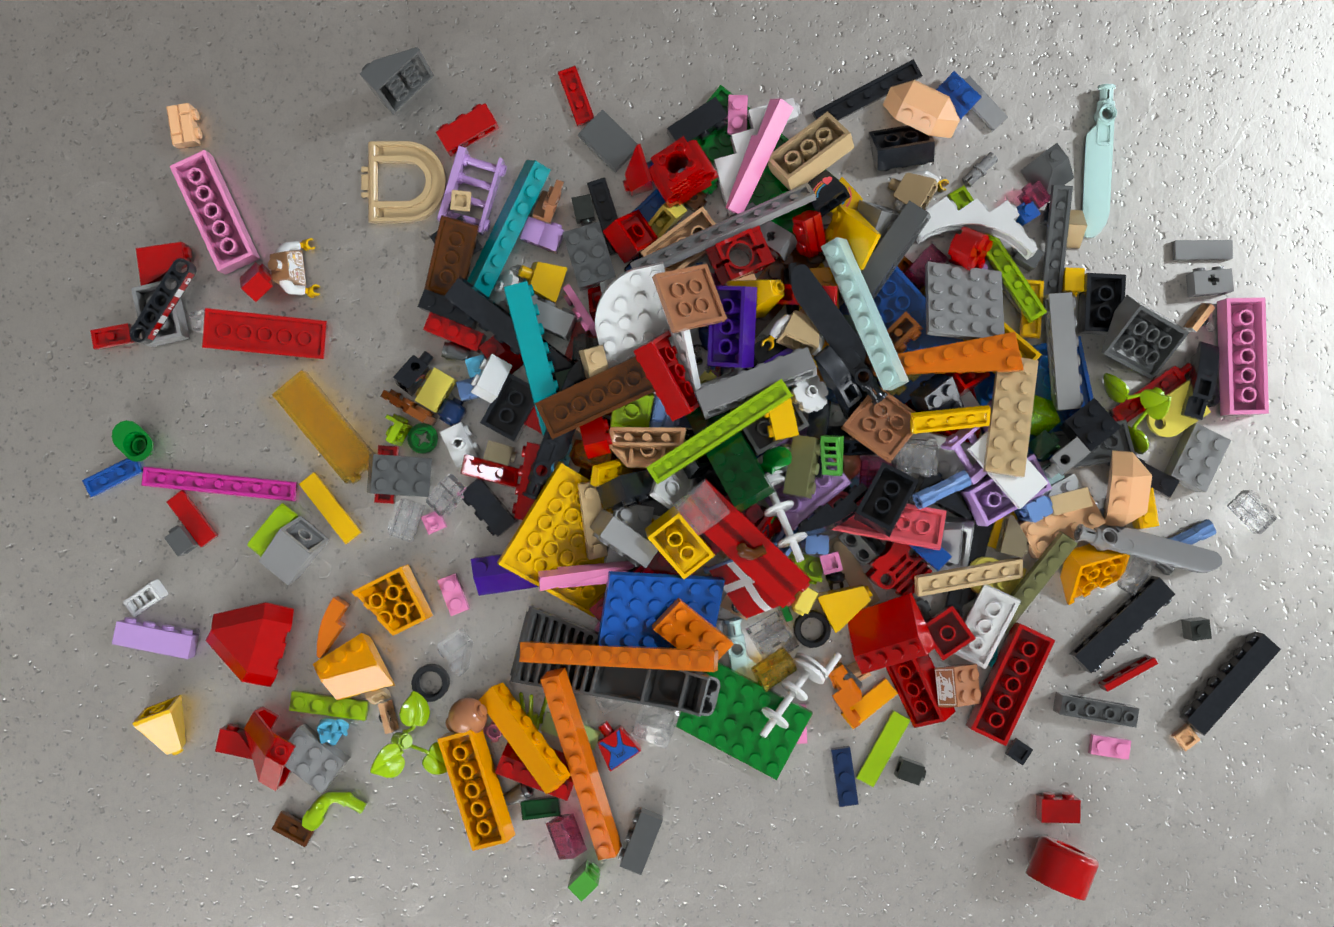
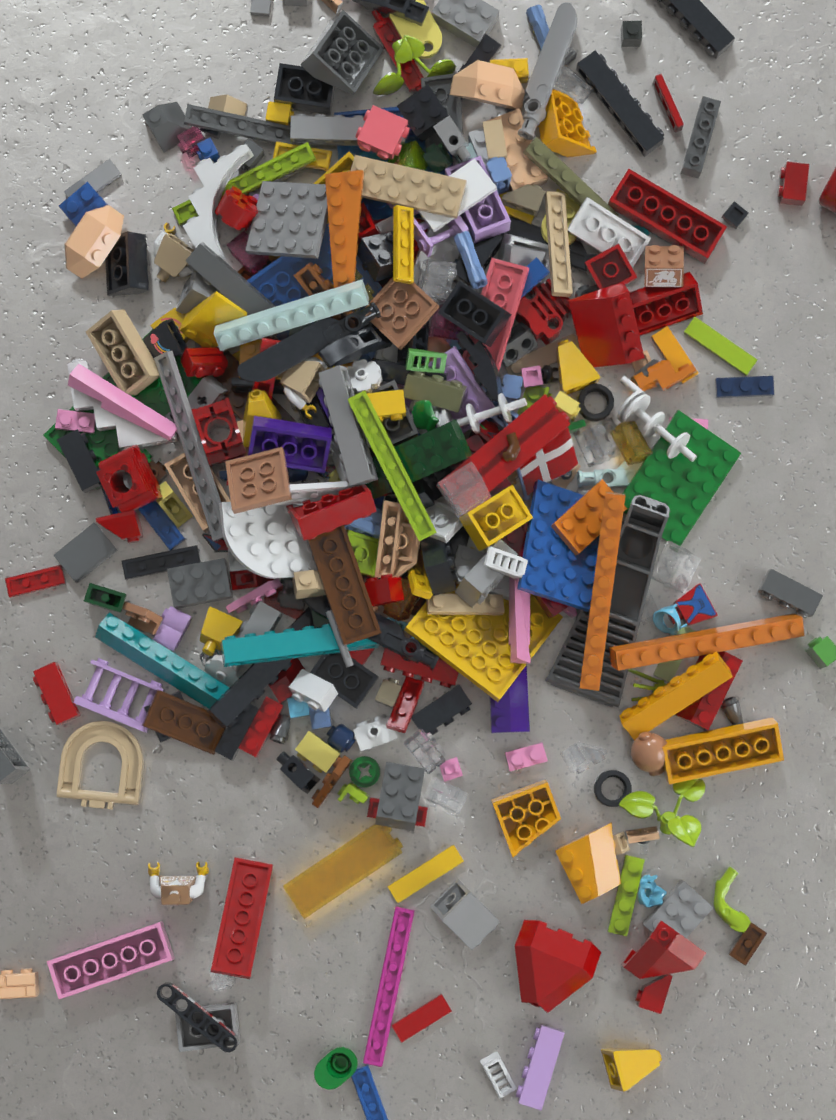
camera: 80 degrees left, 5 degrees down
(111, 336) = (225, 1082): red plate -> none
(157, 259) = (154, 1021): red slope -> none
(181, 540) = (442, 1029): dark grey brick -> none
(256, 281) = (187, 919): red brick -> none
(263, 537) = (442, 934): lime beam -> none
(331, 625) = (545, 883): orange slope -> none
(460, 201) = (129, 705): tan plate -> none
(494, 736) = (672, 729): bright pink plate -> none
(531, 404) = (343, 649): none -> light grey bar
(540, 808) = (749, 691): dark green tile -> none
(564, 164) = (105, 598): none -> dark green slope
(566, 836) = (778, 666): clear pink brick -> none
(583, 209) = (152, 584): pearl dark grey brick -> none
(609, 722) = (659, 623): none -> medium azure piece
(629, 568) = (517, 566): none -> white slope
(630, 235) = (184, 539): red slope -> none
(870, 92) = (68, 290): black tile -> none
(910, 770) = (744, 321): pearl dark grey brick -> none
(980, 169) = (158, 191): light grey pin -> none
(1064, 386) = (382, 133): none -> coral brick
(1099, 164) = (167, 76): light aqua piece -> none
(1109, 746) = (738, 128): bright pink plate -> none
(1185, 737) = (736, 54): light nougat tile -> none

